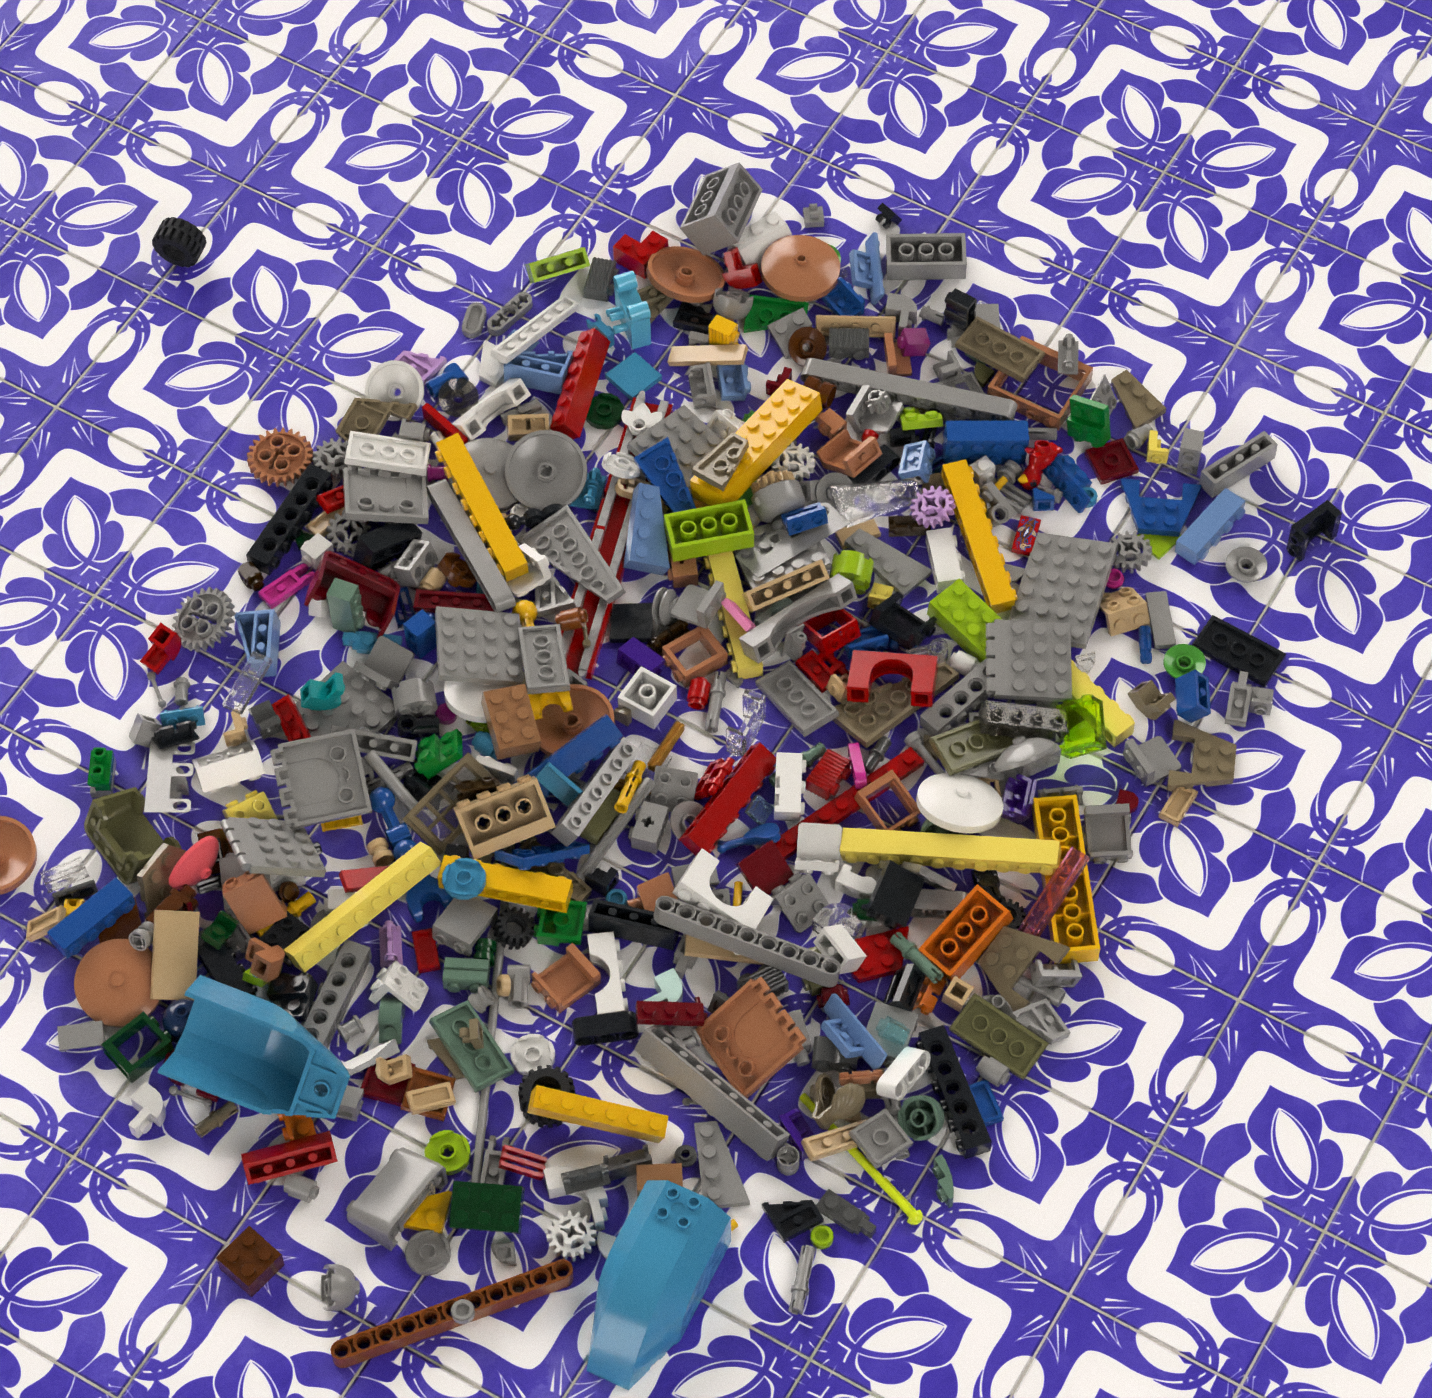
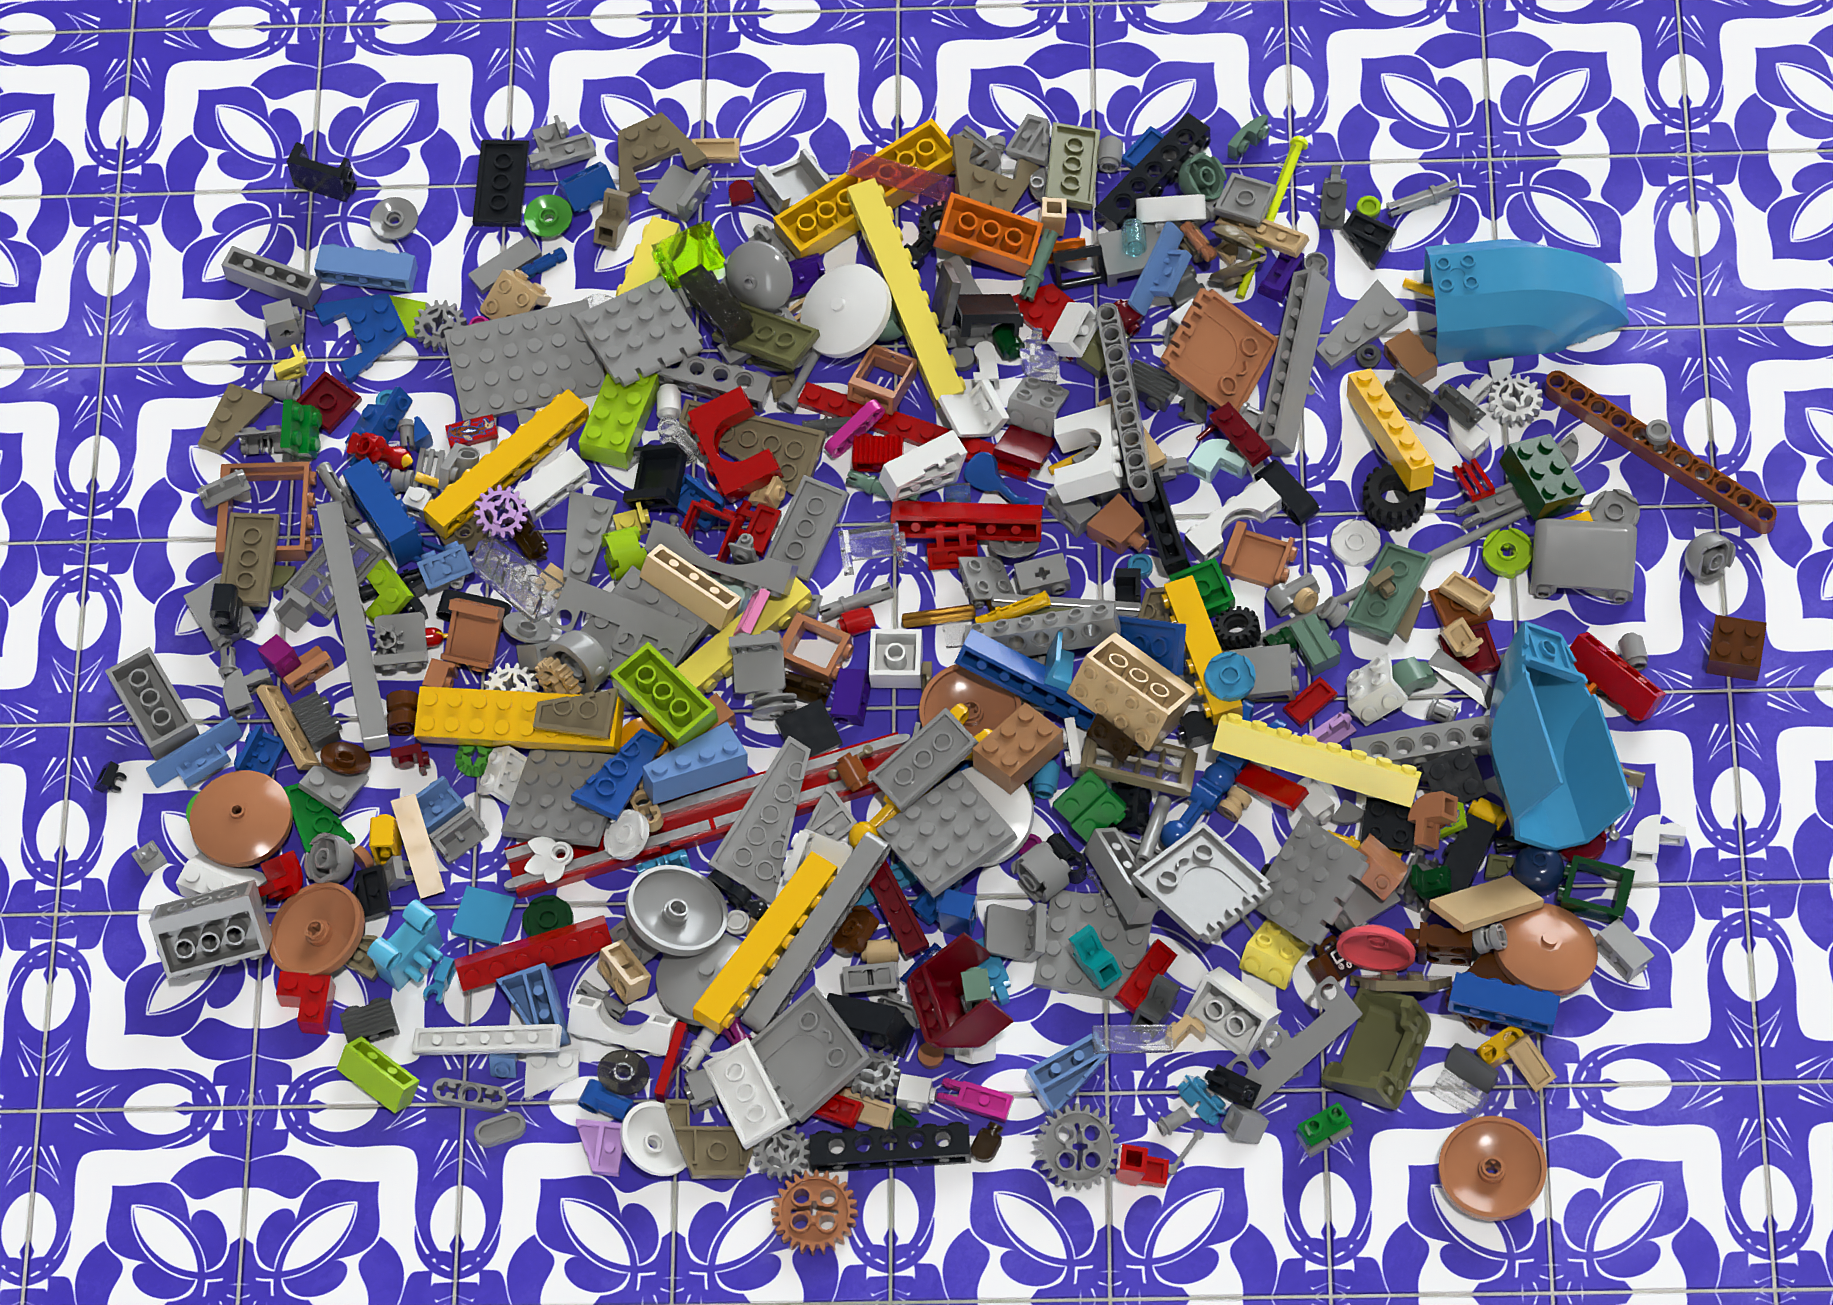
camera: 115 degrees left, 5 degrees up
(804, 518) = (590, 618): blue bracket -> none

